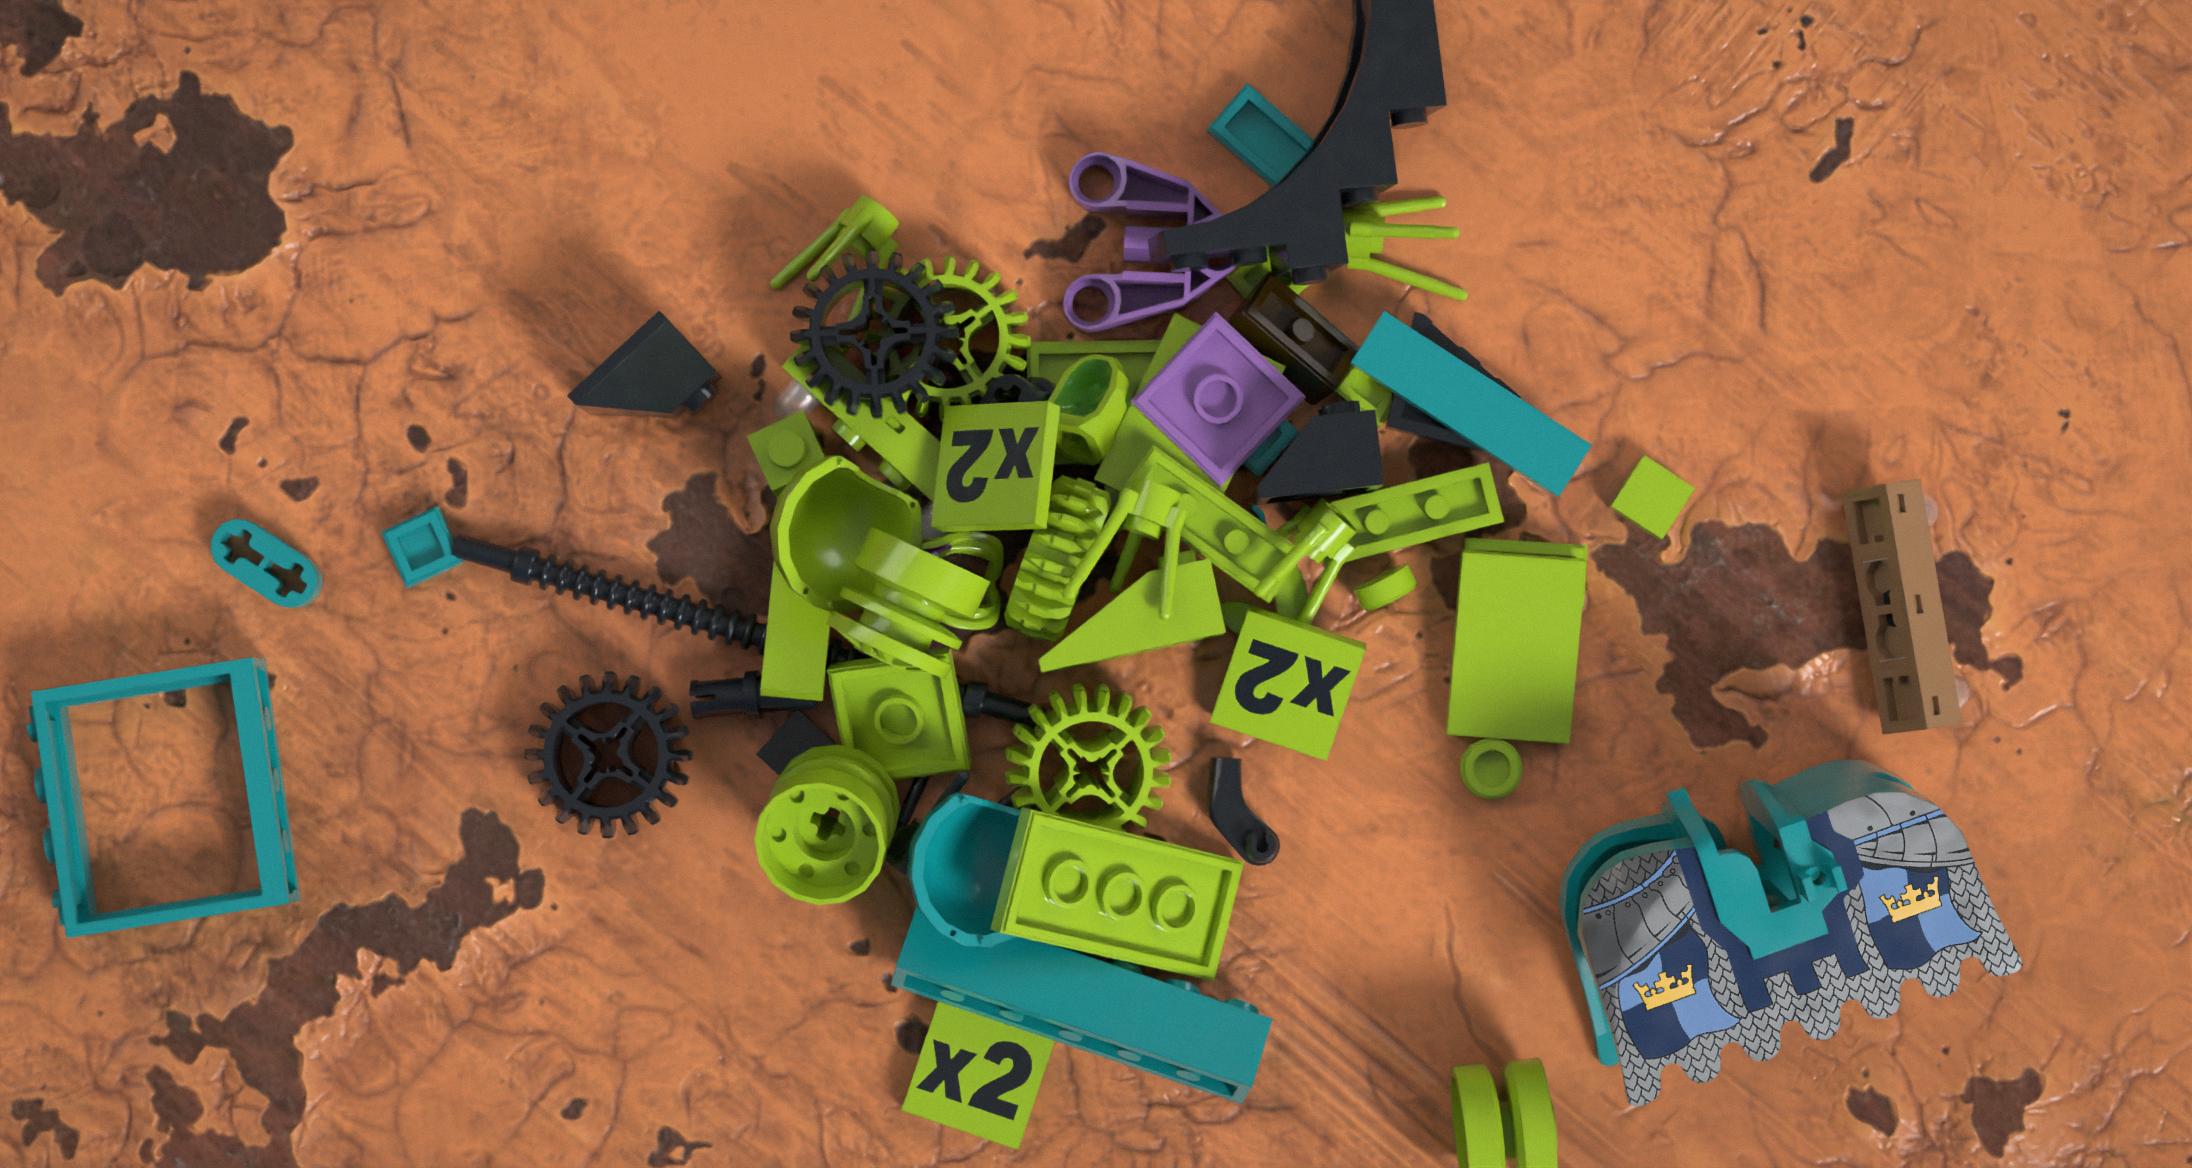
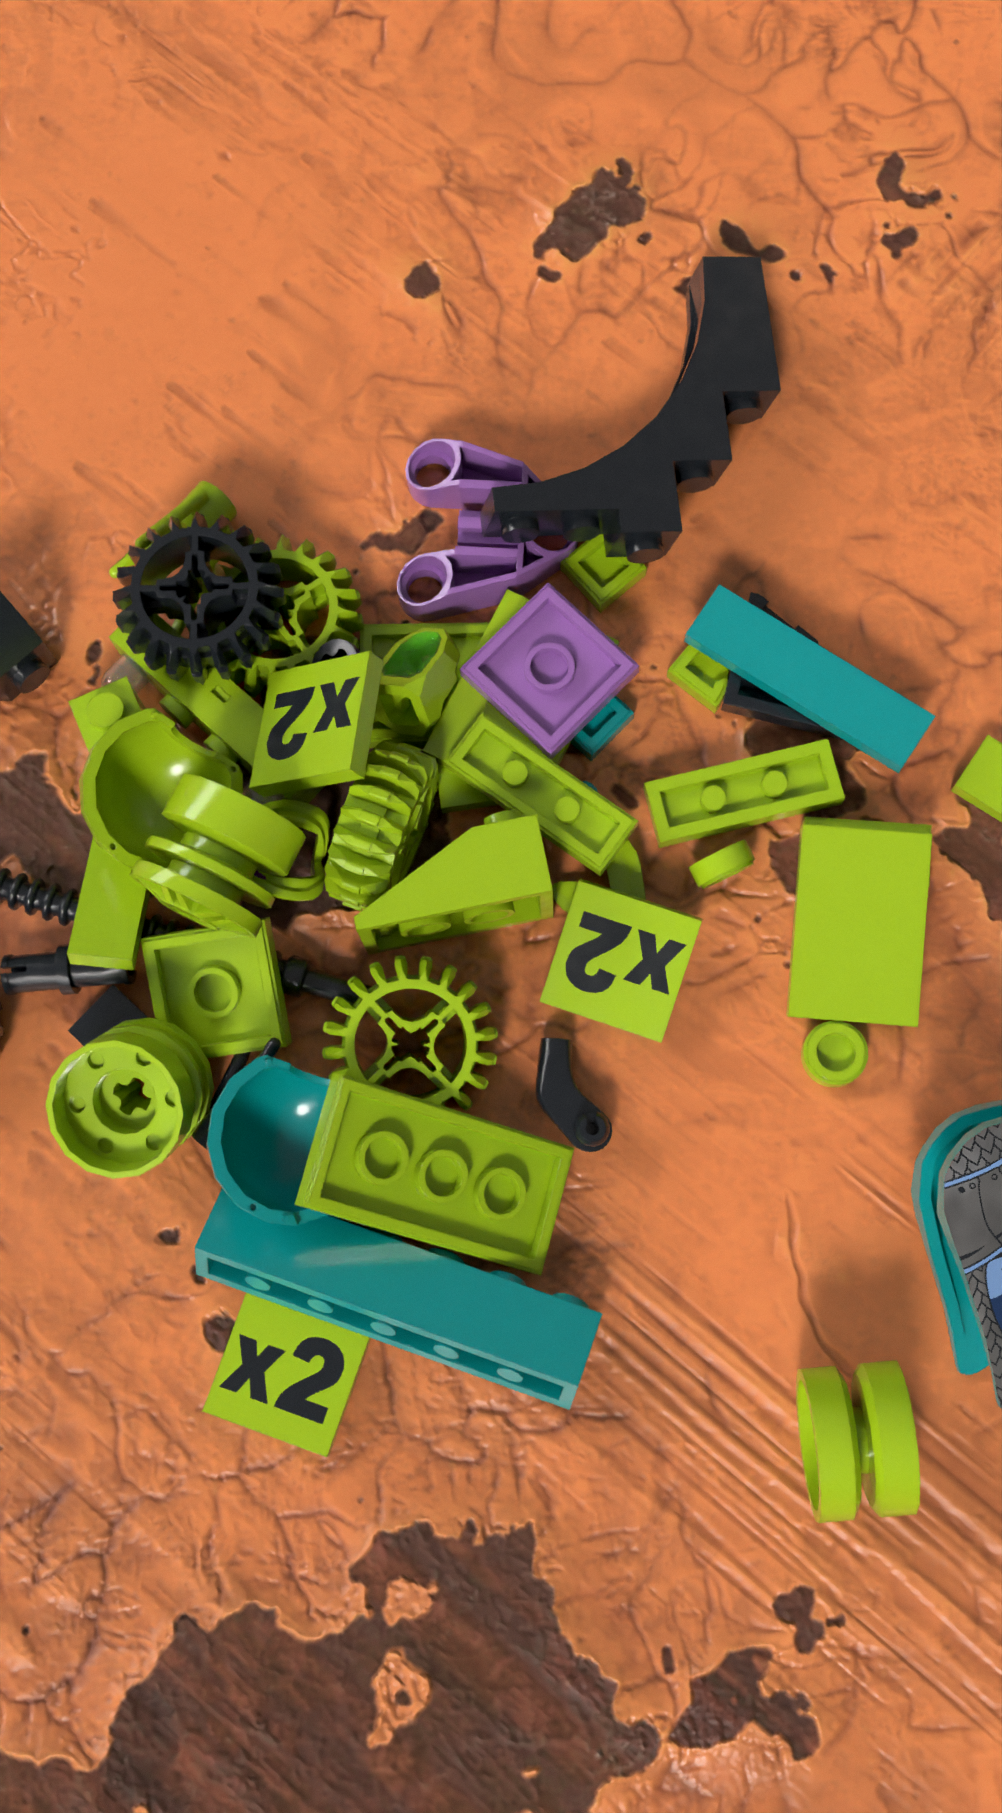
camera: 15 degrees right, 10 degrees down
(1148, 511) = (474, 767): lime plant -> none
(1259, 135) = (589, 426): teal tile -> none
(1296, 336) = (631, 616): dark brown slope -> none
(1321, 534) = (653, 802): lime plant -> none
(1327, 459) = (657, 728): black slope -> none
(1366, 235) = (701, 522): lime plant -> none

